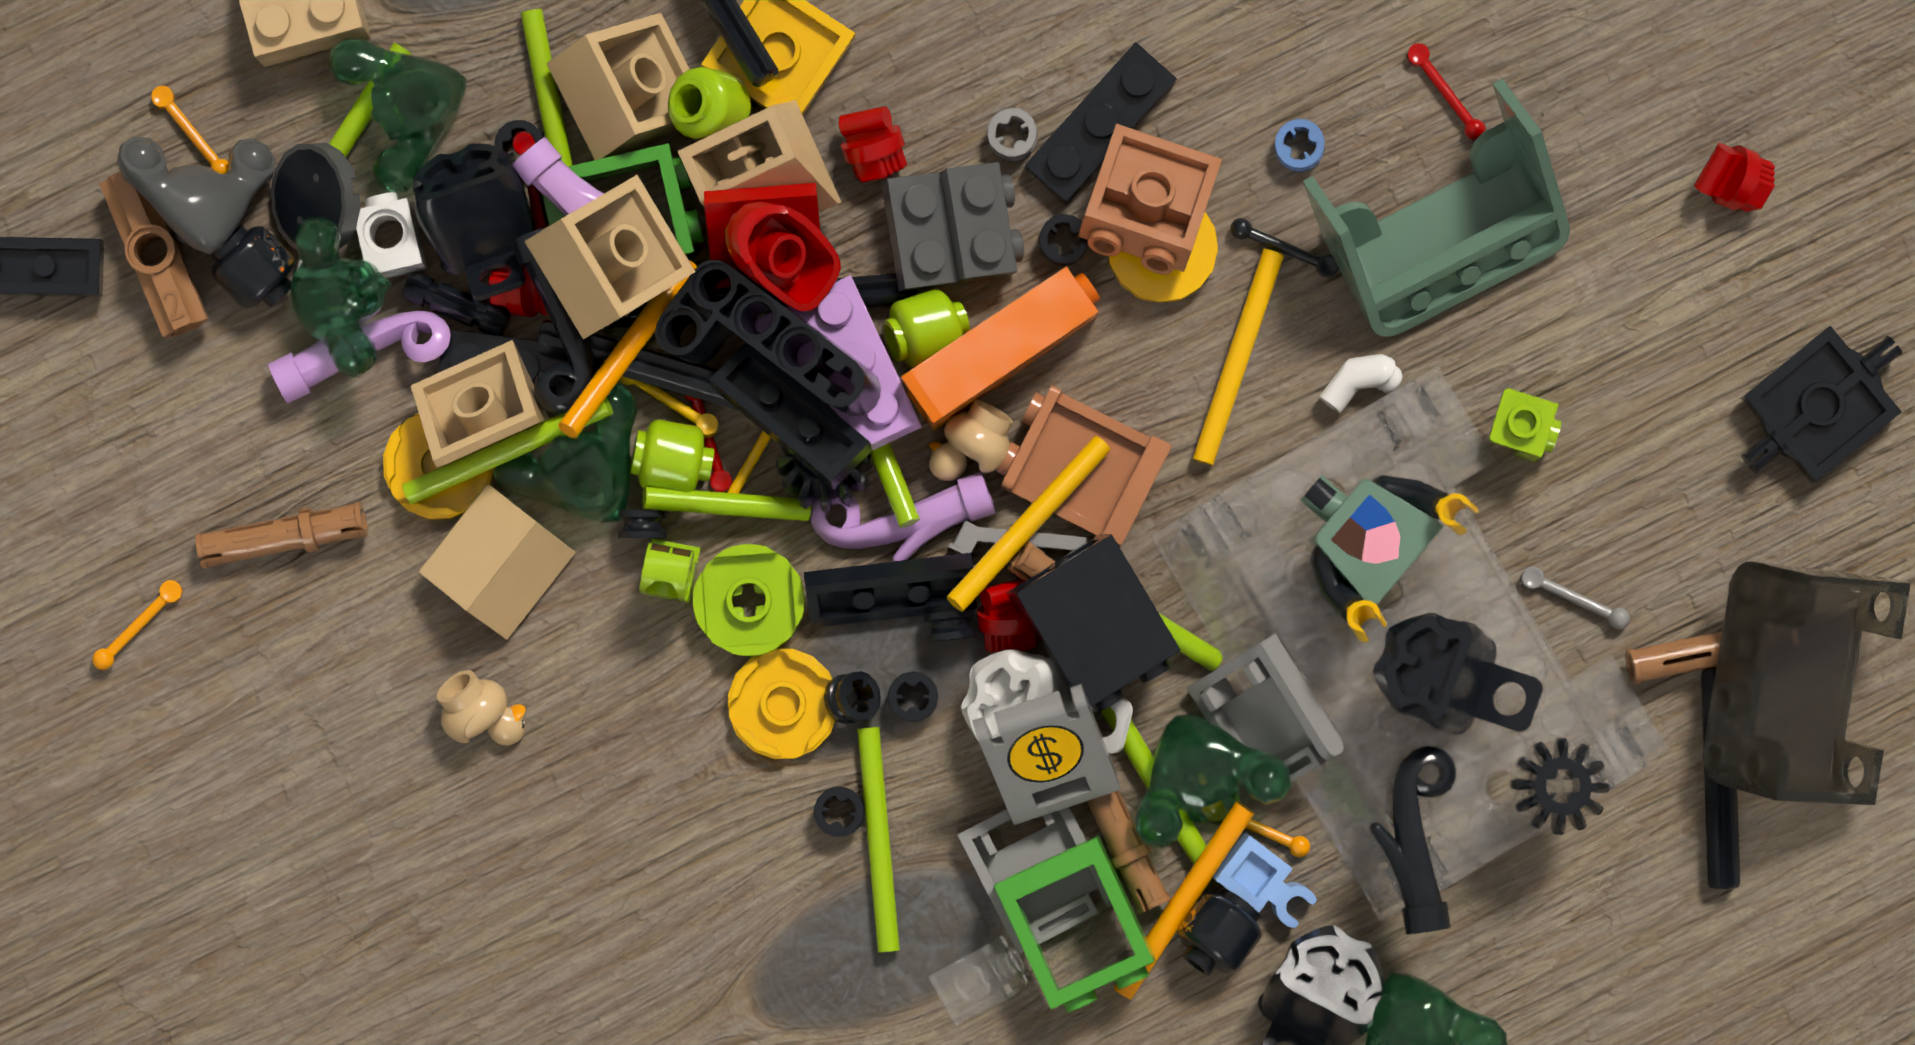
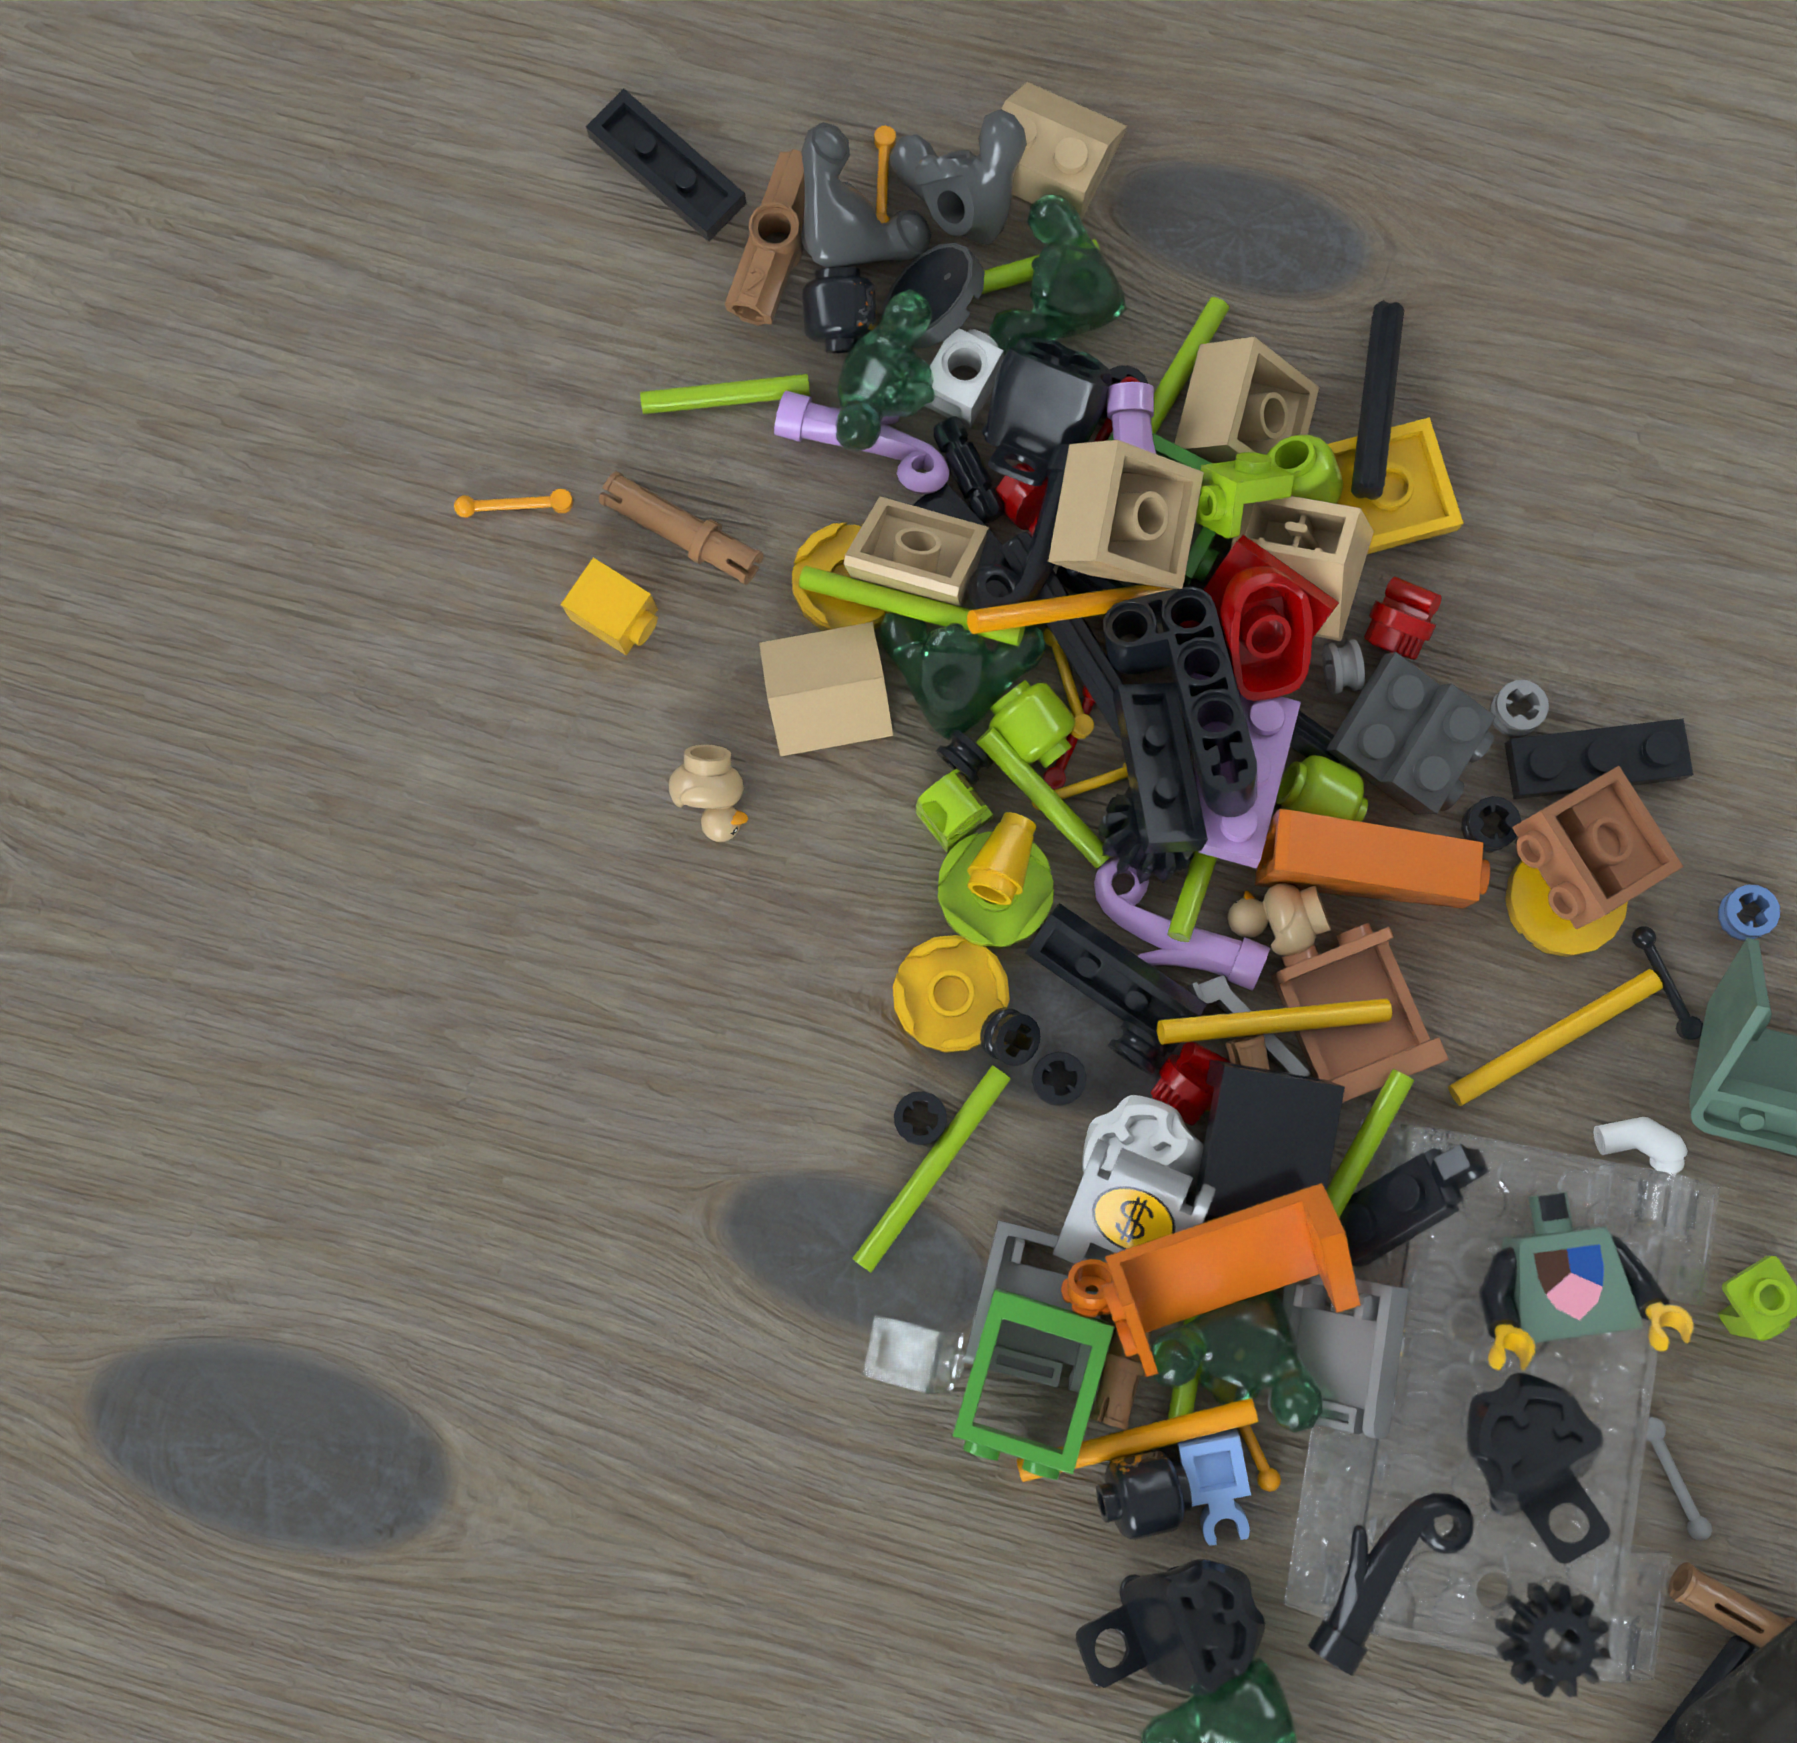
camera: 50 degrees right, 5 degrees down
(221, 403) = (722, 394): none -> lime bar
(262, 100) = (964, 190): none -> dark grey head
(286, 640) = (611, 607): none -> yellow brick
(669, 158) = (1236, 483): none -> lime bracket
(737, 578) = (1003, 861): none -> yellow cone
(859, 216) = (1343, 666): none -> light grey bush
(1055, 815) = (1085, 1277): none -> orange plate
(1134, 731) = (1227, 1264): none -> orange panel
(1166, 565) = (1368, 1139): none -> lime bar
(1222, 576) = (1408, 1201): none -> black hinge

